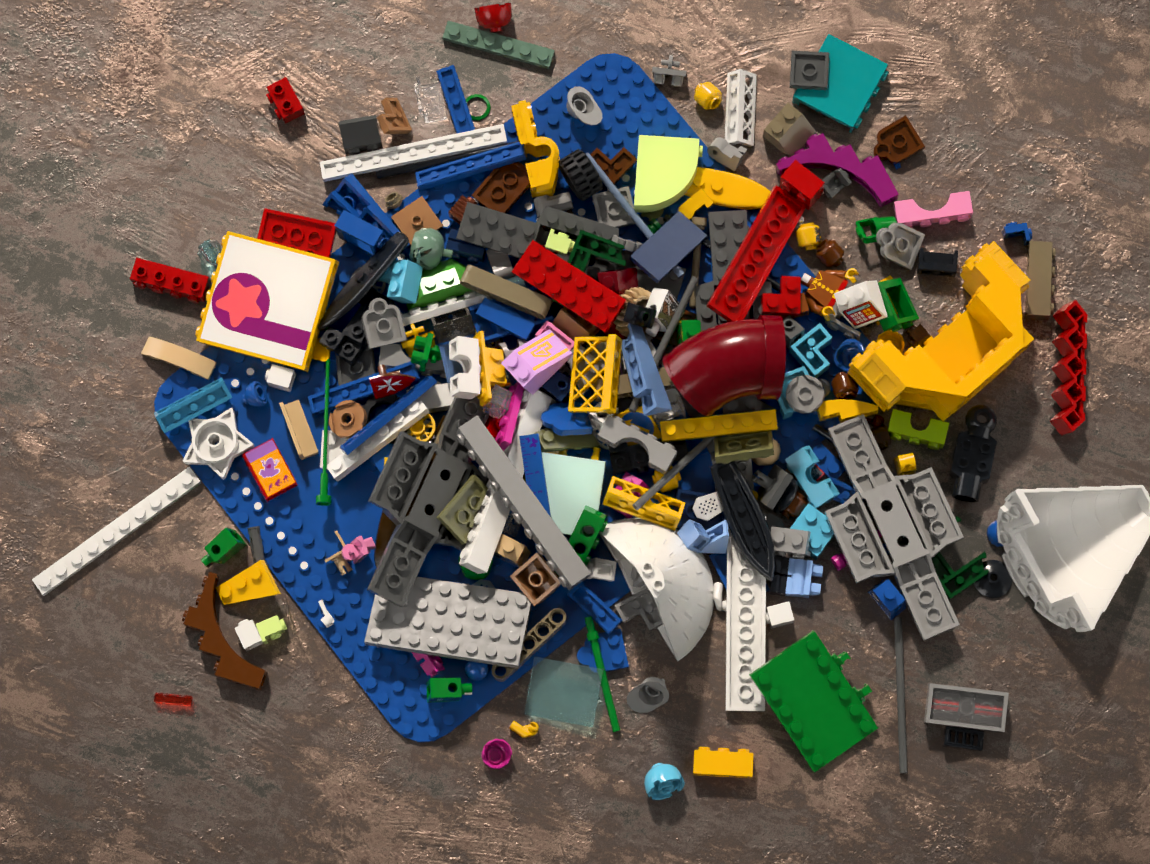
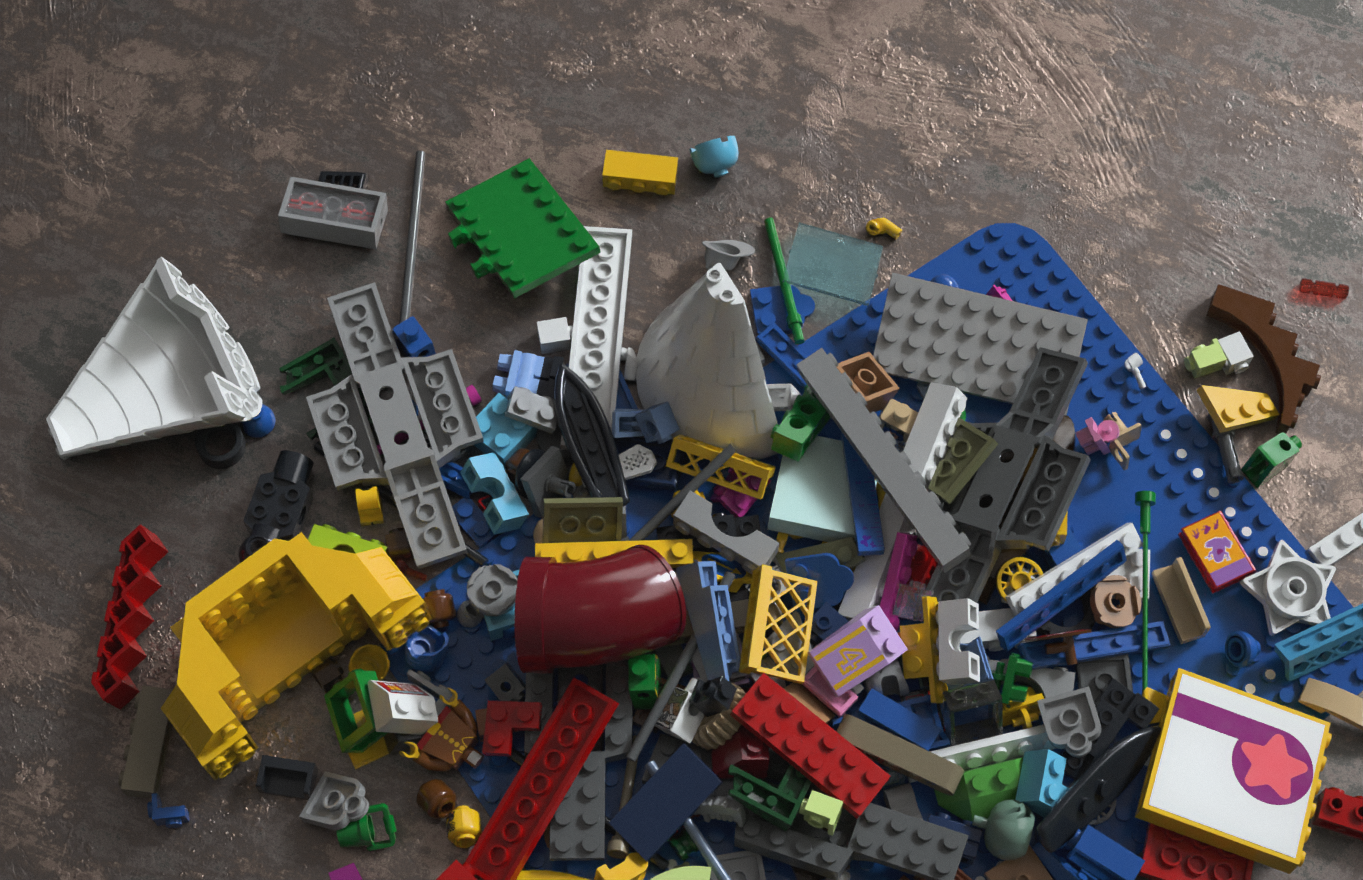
camera: 175 degrees right, 10 degrees down
(209, 251) = (1318, 858): clear light blue head -> none
(280, 377) = (1211, 666): white brick -> none
(438, 689) = (981, 265): green torso -> none
(496, 753) = (919, 198): dark pink hair -> none
(537, 639) = (862, 319): dark tan beam -> none
(808, 350) = (481, 657): medium azure brick -> none
(845, 409) = (438, 576): yellow slope -> none
(957, 208) = (247, 853): bright pink arch -> none
(997, 588) = (267, 375): black dish -> none

